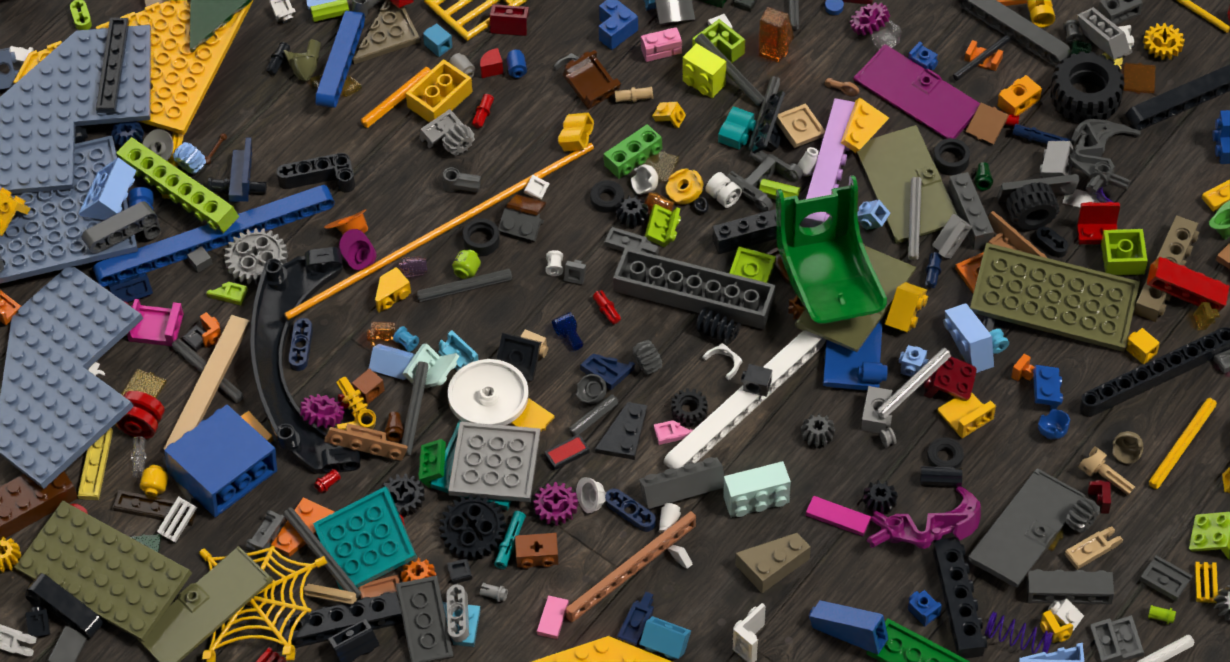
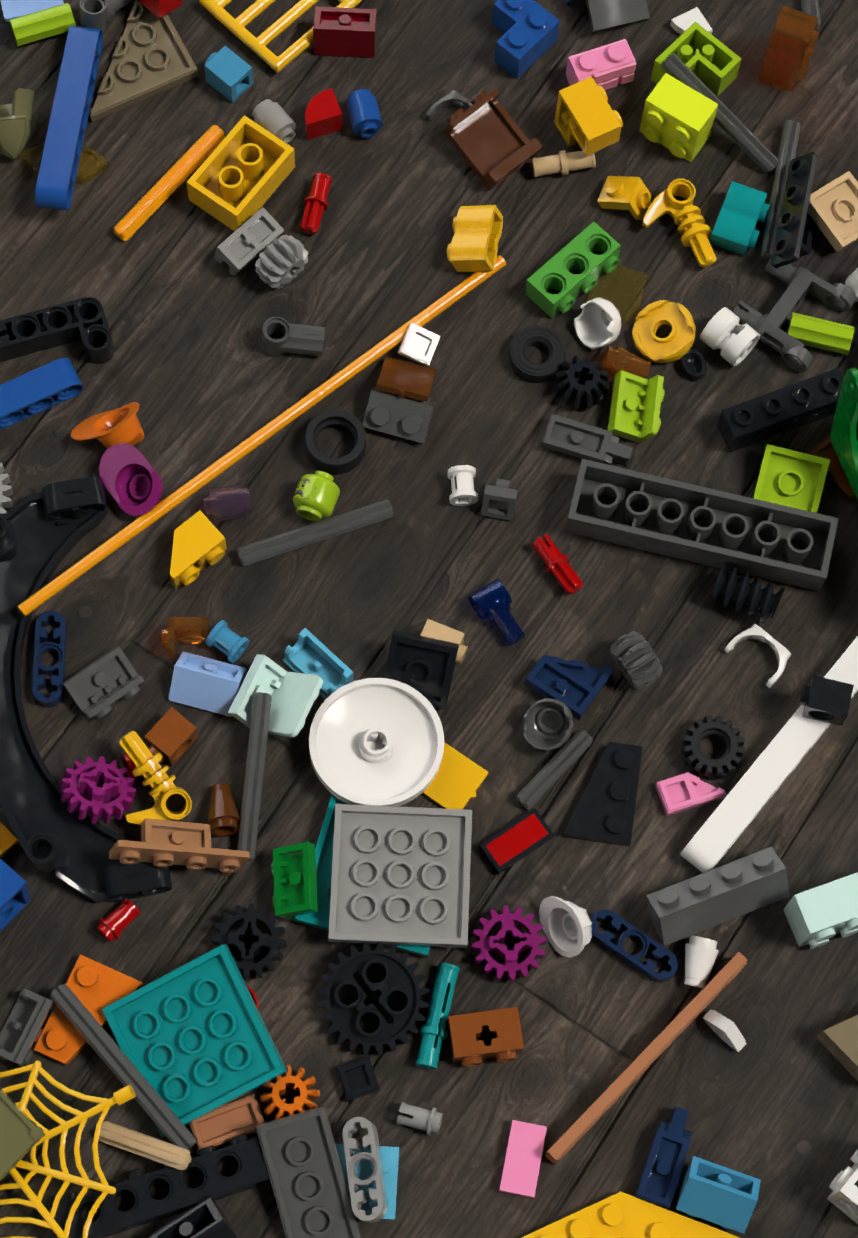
camera: 10 degrees left, 15 degrees up
(330, 356) = (103, 683): none -> dark grey bracket
(648, 67) = (587, 117): none -> yellow brick
(701, 119) = (686, 216): none -> yellow piece

